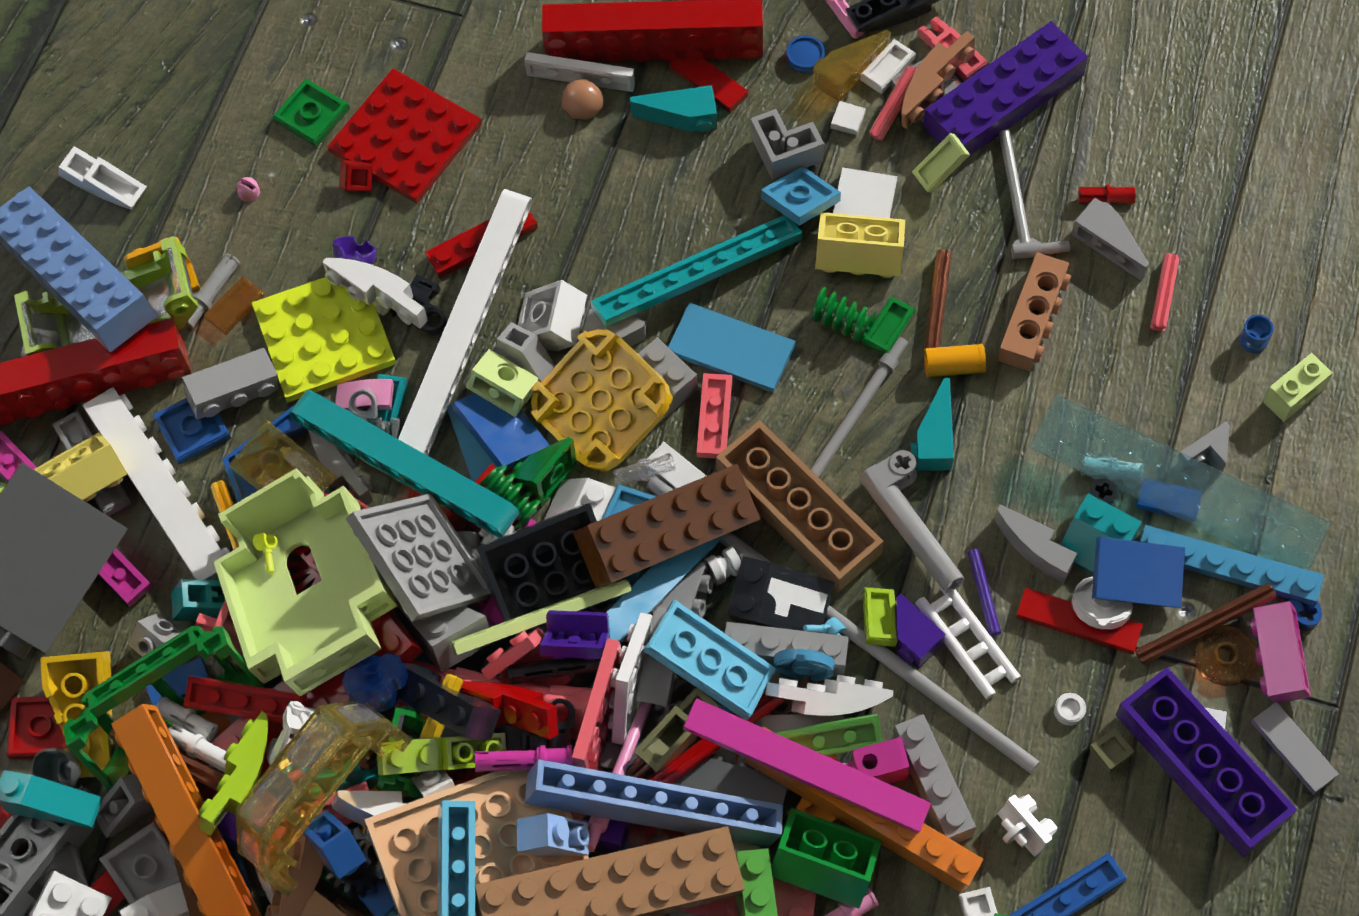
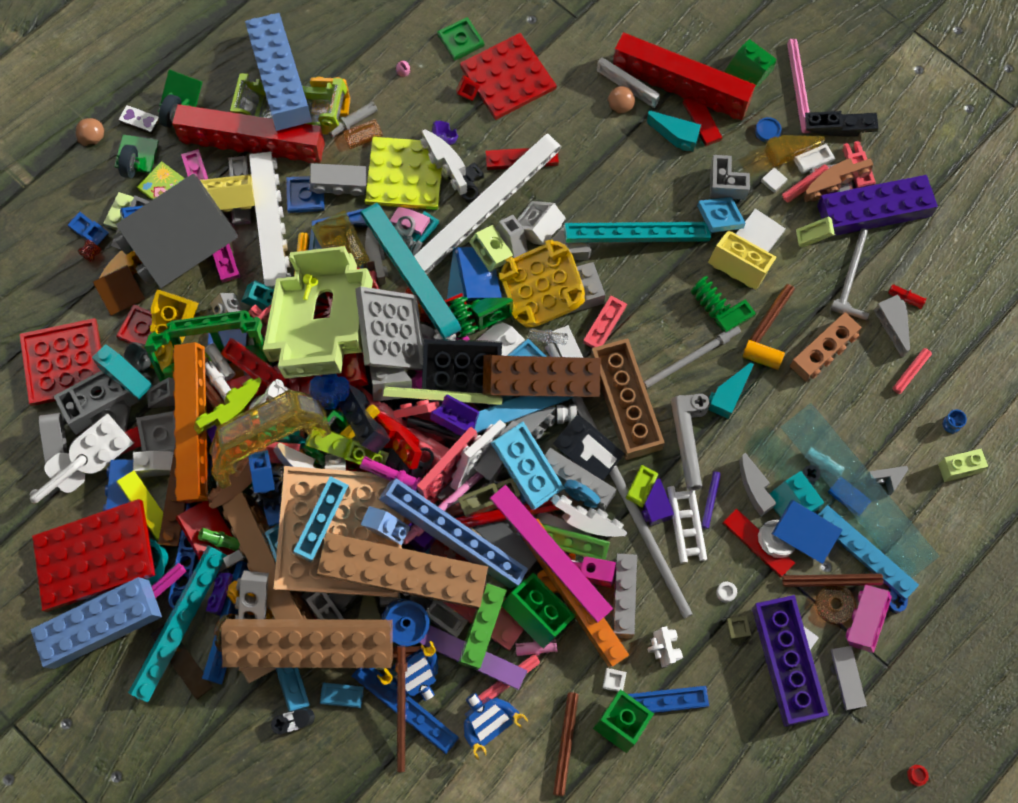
camera: 20 degrees right, 5 degrees up
(101, 179) = (322, 26): white slope -> none
(731, 347) = (635, 287): dark azure tile -> none
(832, 626) = (610, 479): medium azure hand -> none

